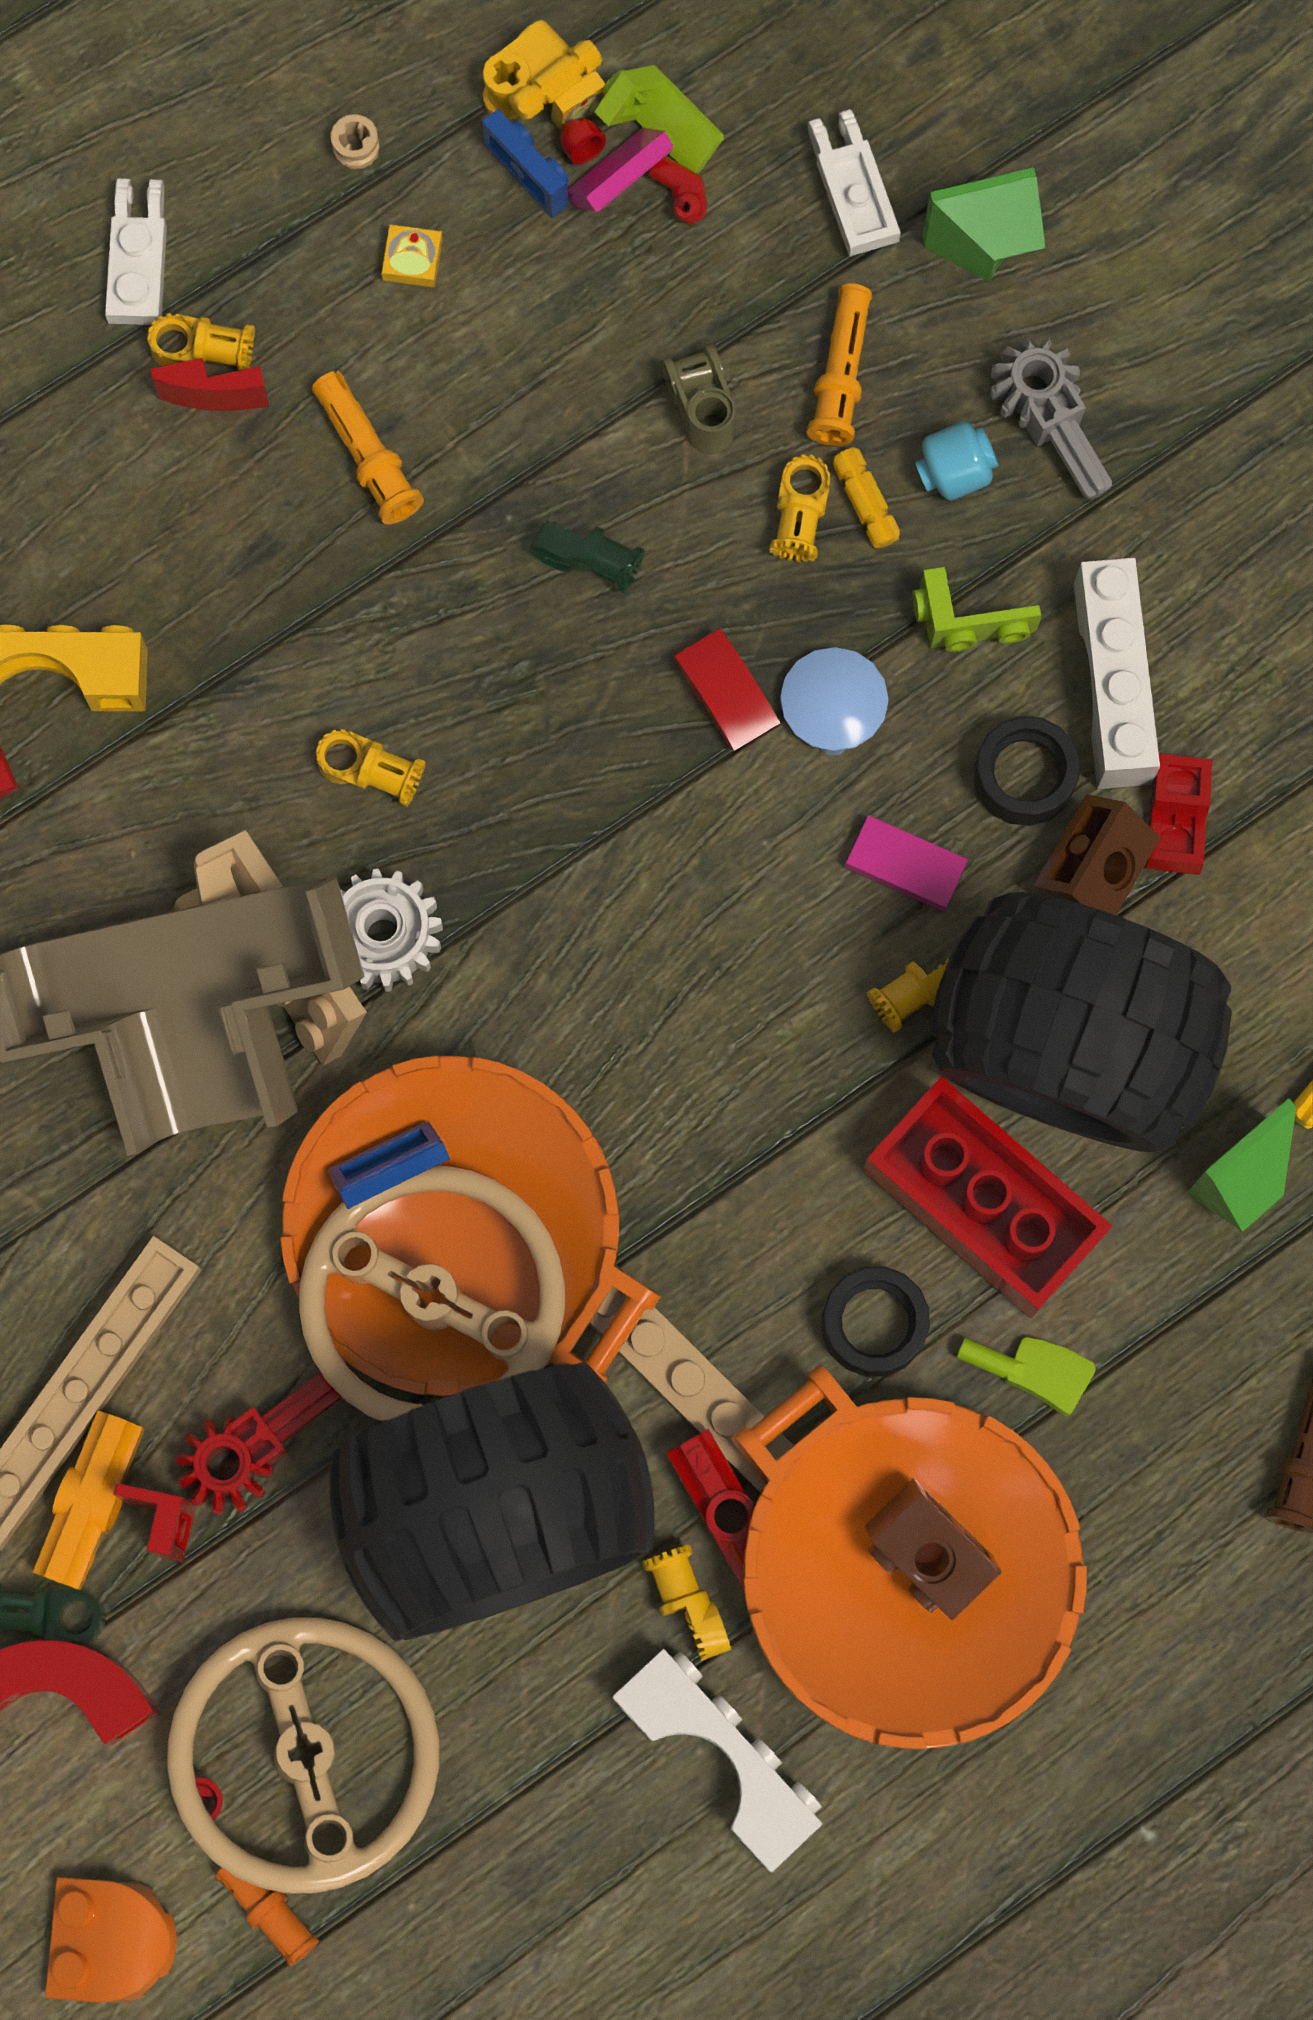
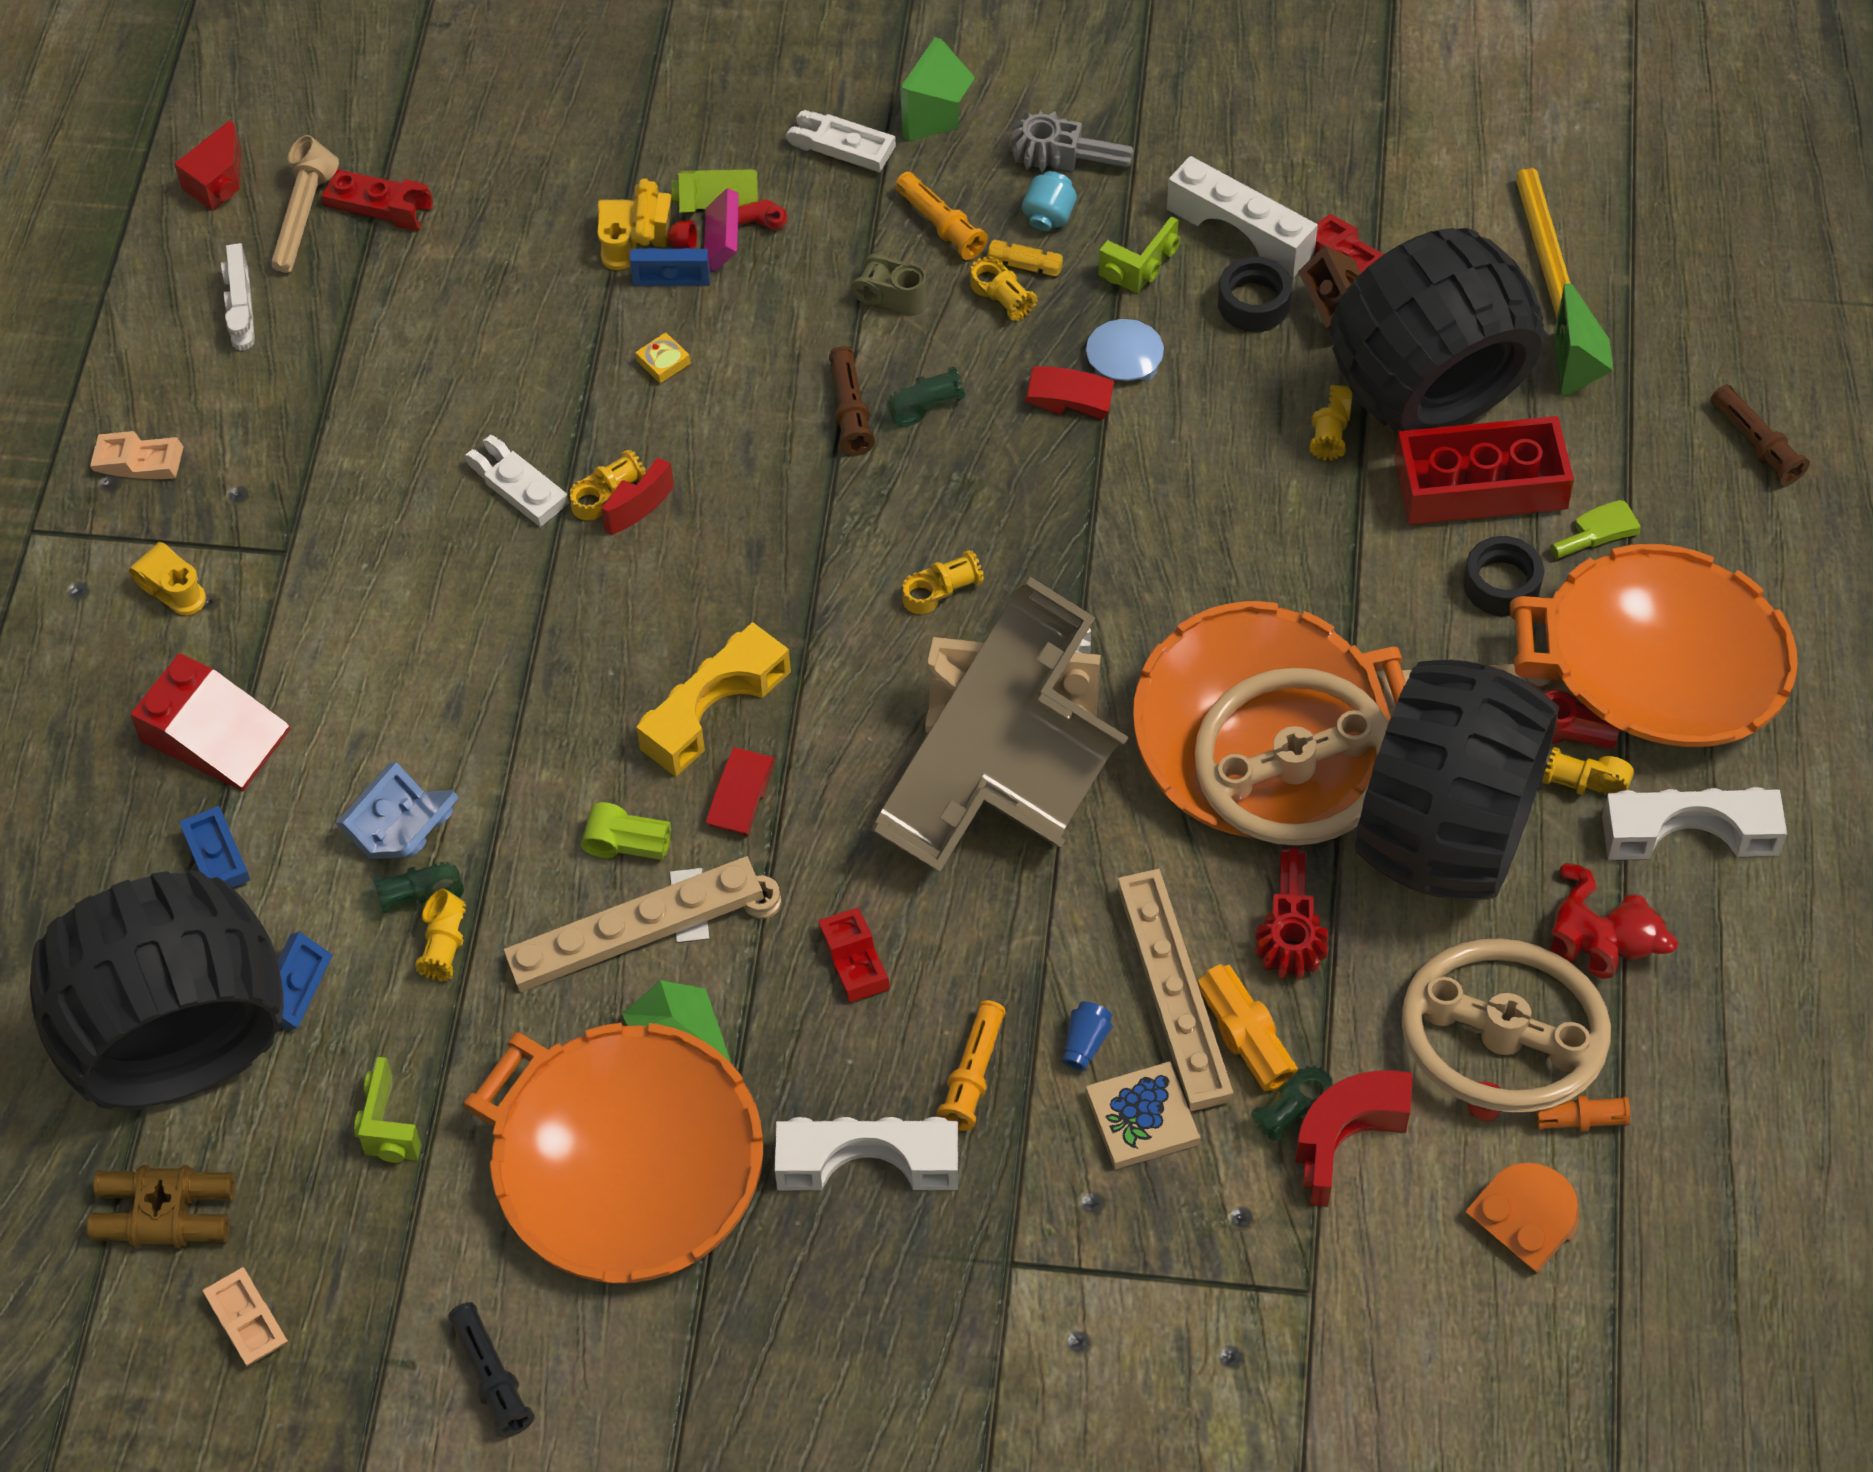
camera: 45 degrees left, 20 degrees down
(171, 1521) = (1298, 979): red panel -> none
(339, 137) = (566, 326): tan bush -> none
(377, 467) = (775, 454): light orange pin -> none
(388, 1164) = (1196, 718): blue tile -> none
(505, 506) = (851, 413): none -> reddish brown pin
(523, 1793) = (1627, 930): none -> red animal
(906, 863) = (1251, 384): dark pink tile -> none
(919, 1519) = (1686, 623): reddish brown brick -> none

